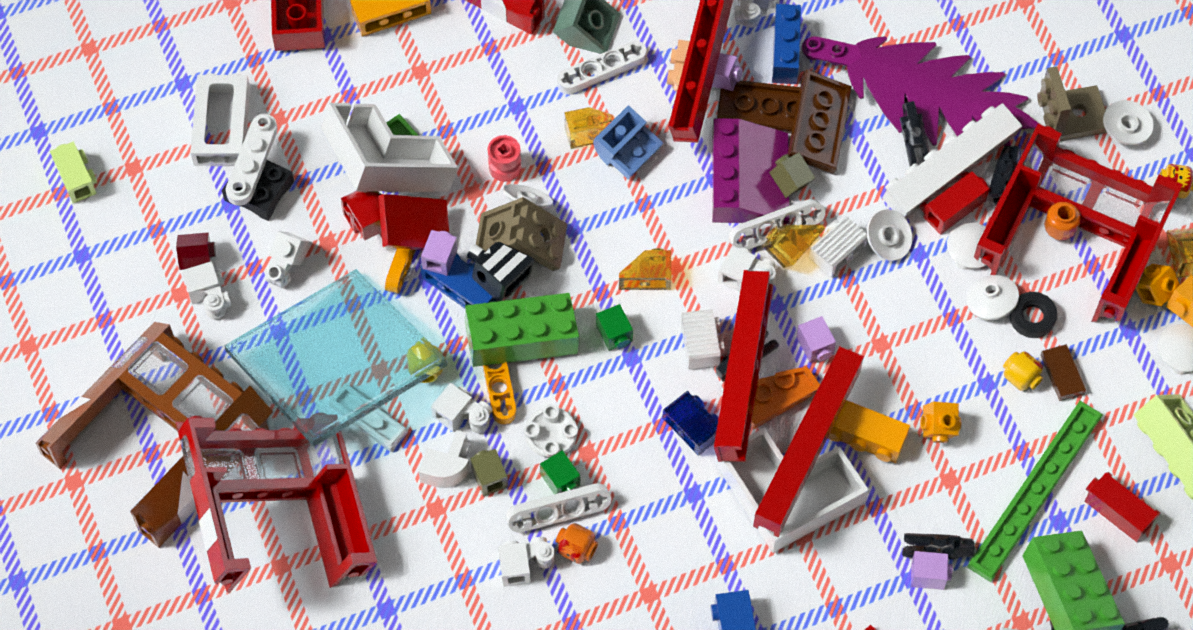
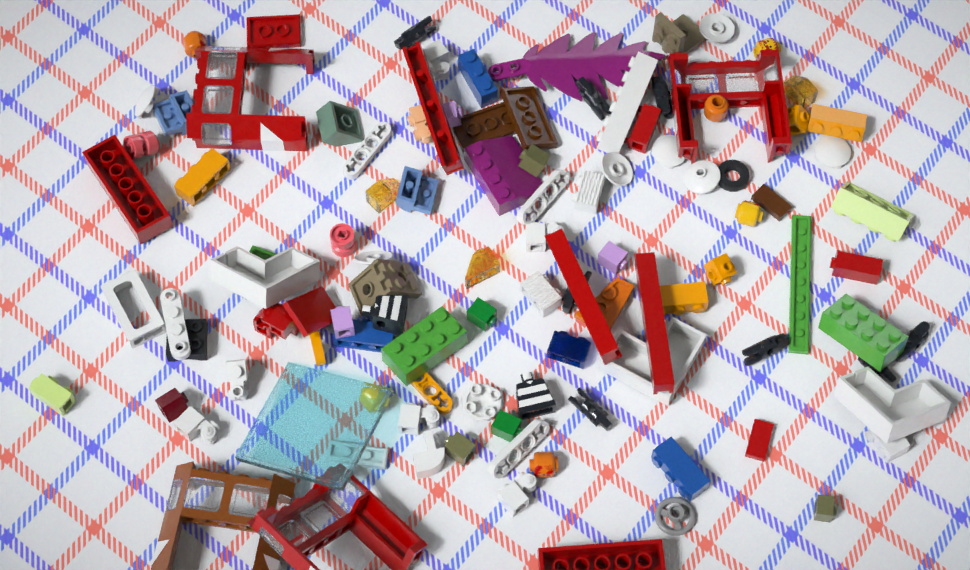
camera: 30 degrees left, 0 degrees up
(612, 457) = (533, 397): none -> black torso
(679, 519) = (596, 417): none -> black hinge
(790, 242) = (560, 204): clear yellow slope -> none
(930, 570) = (769, 366): lavender brick -> none

